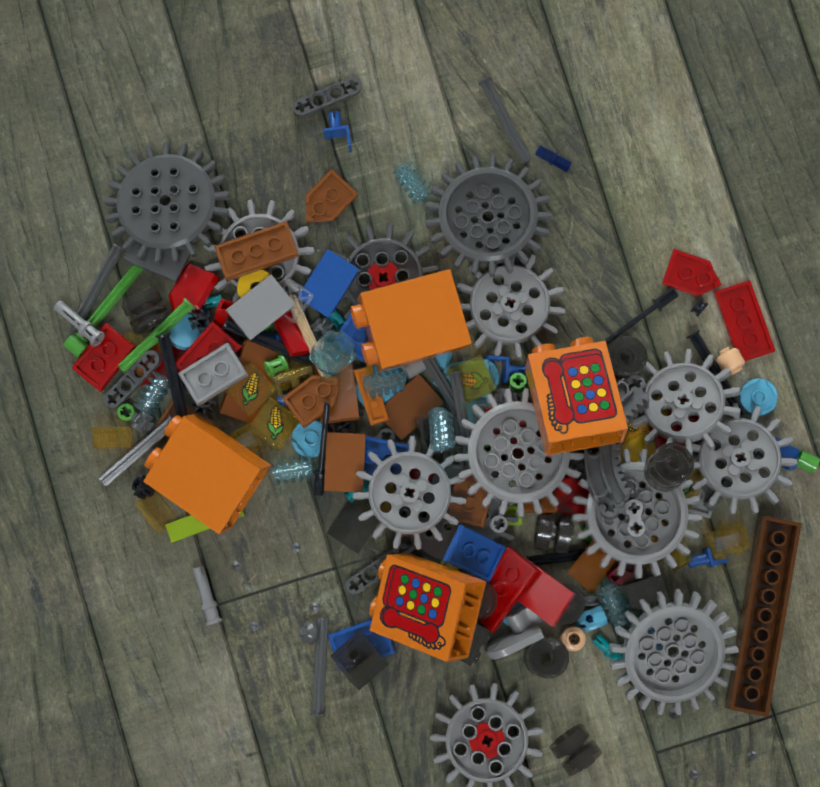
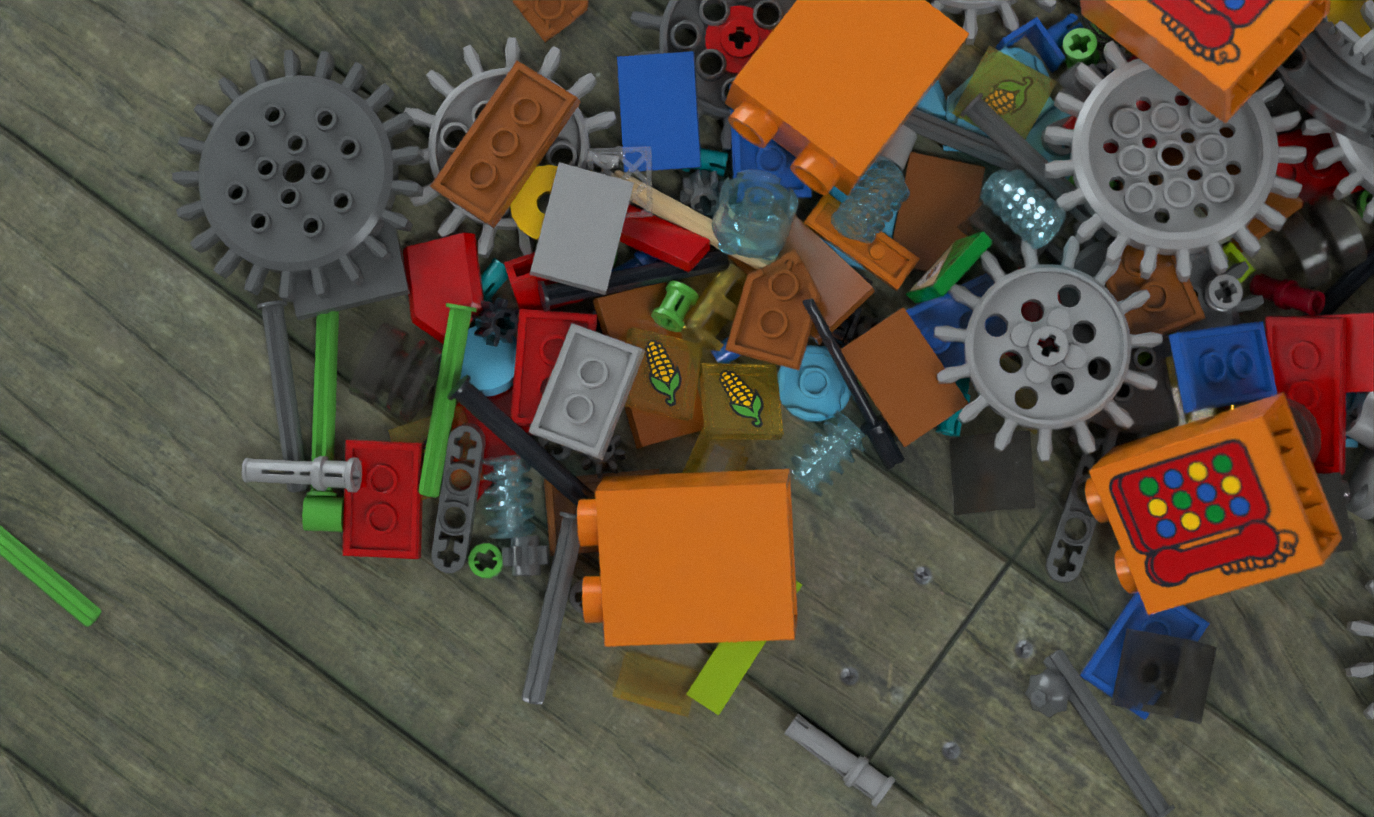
camera: 25 degrees left, 0 degrees up
(112, 437) = (494, 618): clear yellow panel -> none
(142, 489) = (606, 662): black gear -> none
(395, 432) = (949, 267): none -> green tile
(525, 543) = (1287, 294): none -> dark red pin

